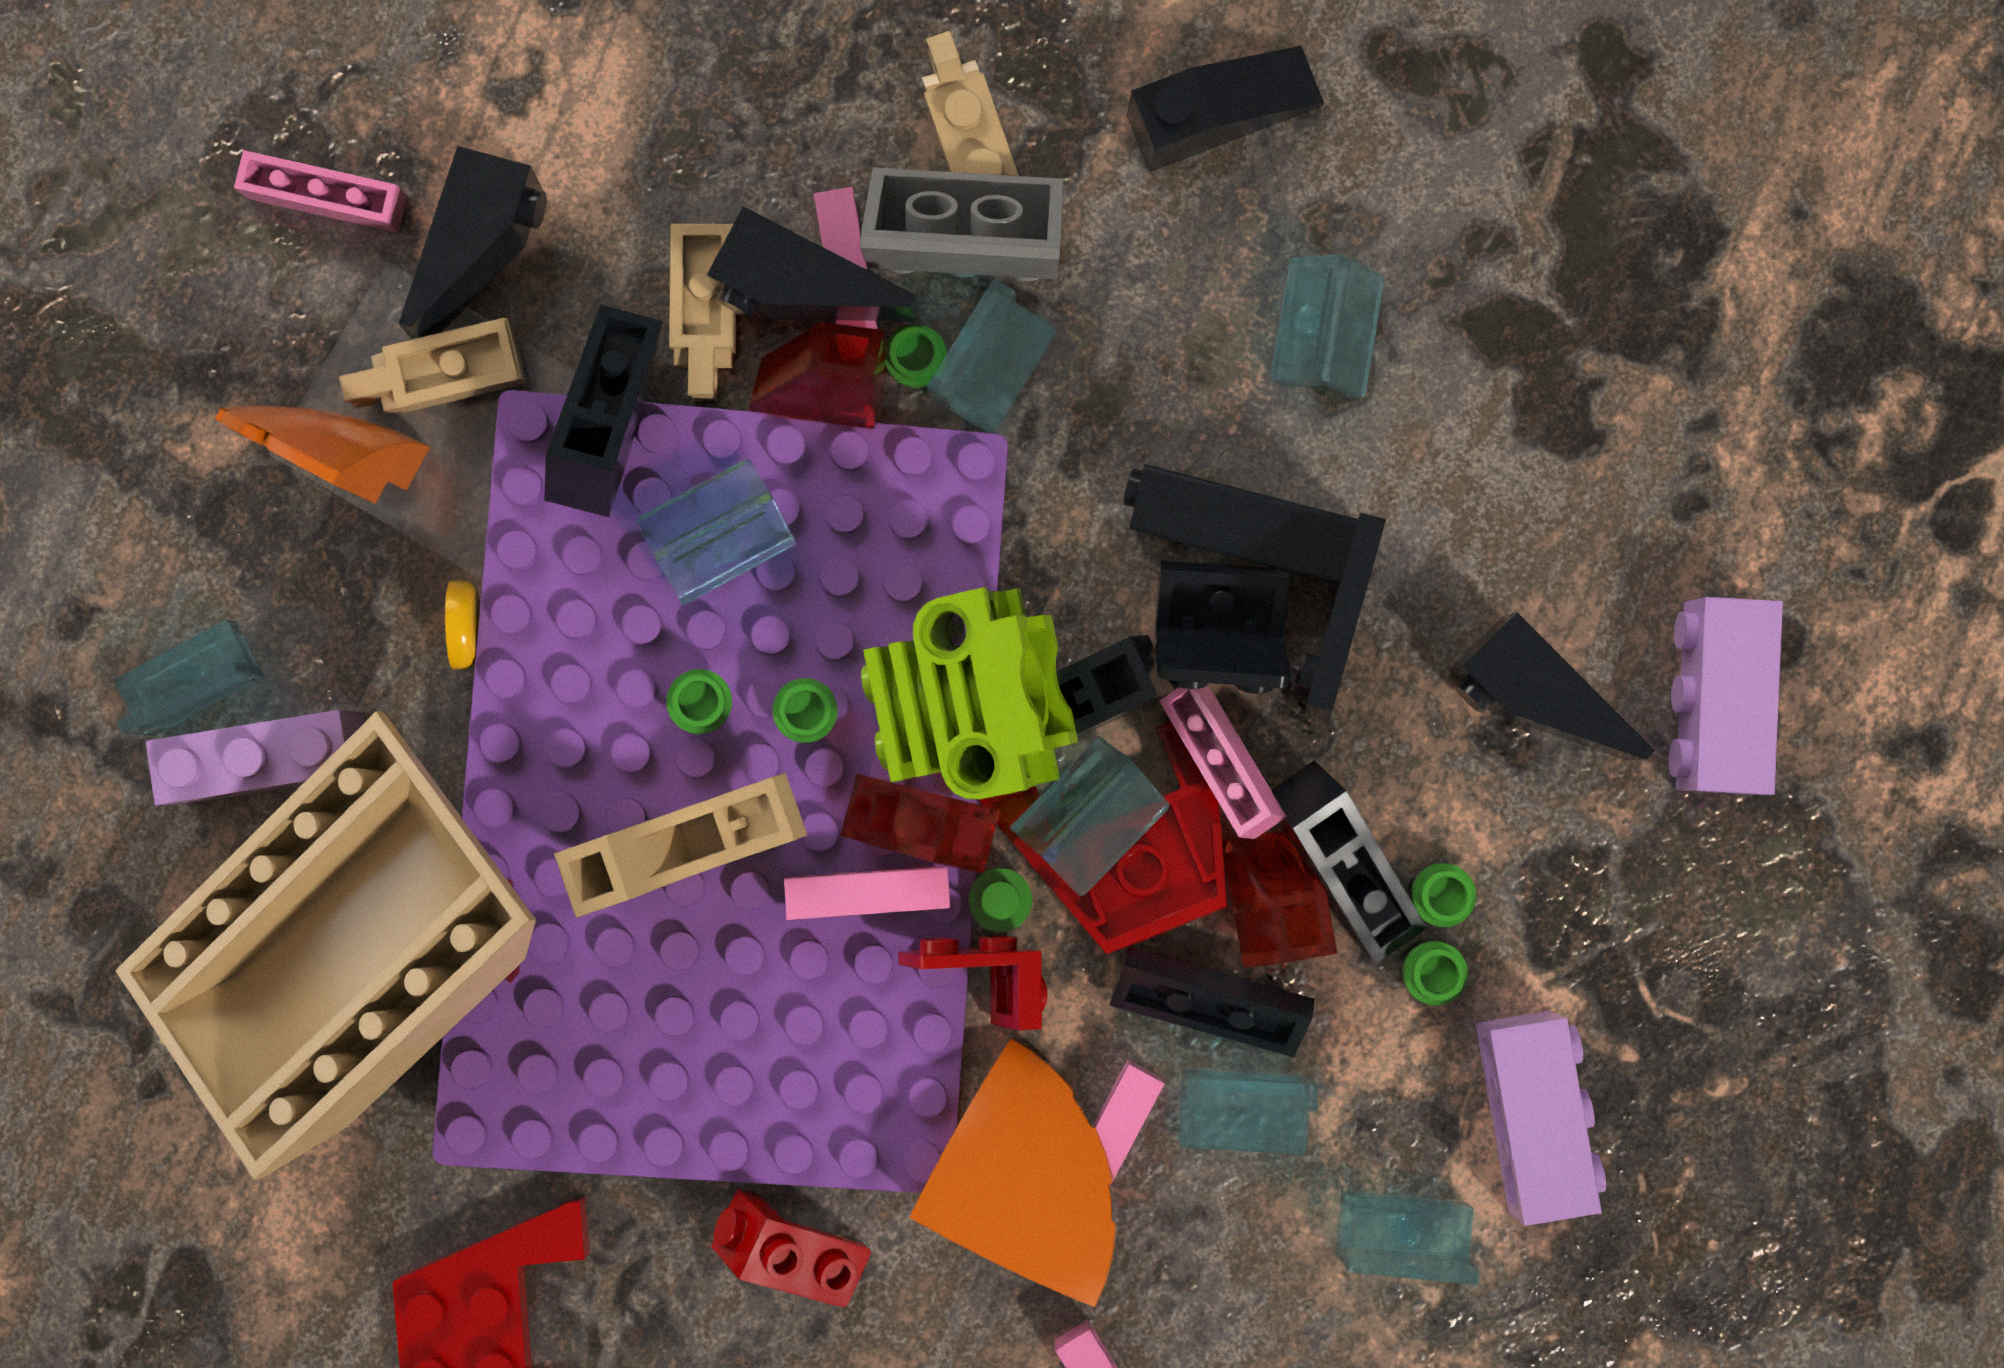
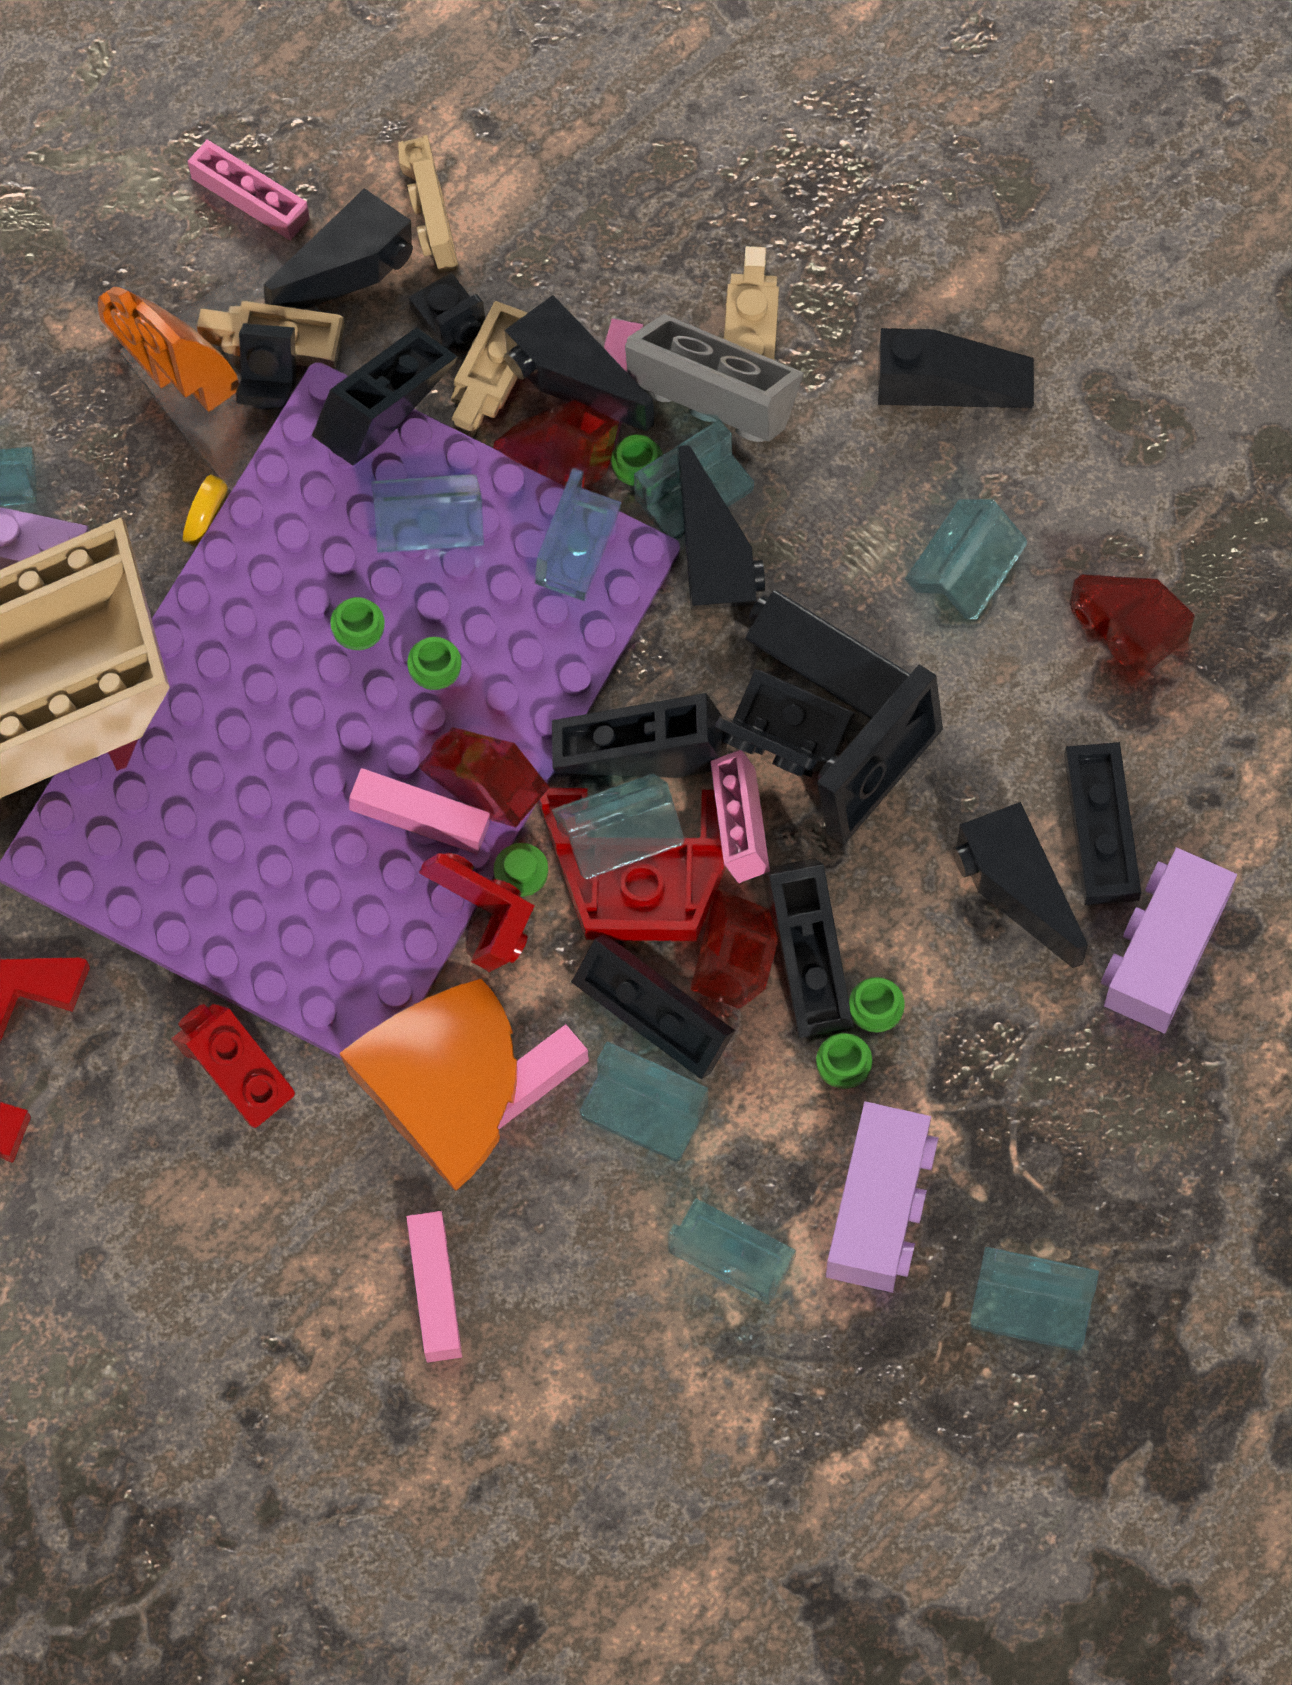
camera: 25 degrees right, 20 degrees down
(449, 420) = (266, 366): none -> black bracket
(535, 122) = (427, 198): none -> tan hinge
(621, 255) = (448, 311): none -> black bracket
(680, 844) = (294, 713): tan arch -> none
(898, 492) = (576, 539): none -> clear light blue panel
(973, 696) = (565, 683): lime piece -> none
(1062, 448) = (716, 548): none -> black slope
(1545, 329) = (1134, 616): none -> clear red slope
(1601, 588) = (1102, 823): none -> black plate
(1736, 1155) = (1033, 1299): none -> clear light blue panel

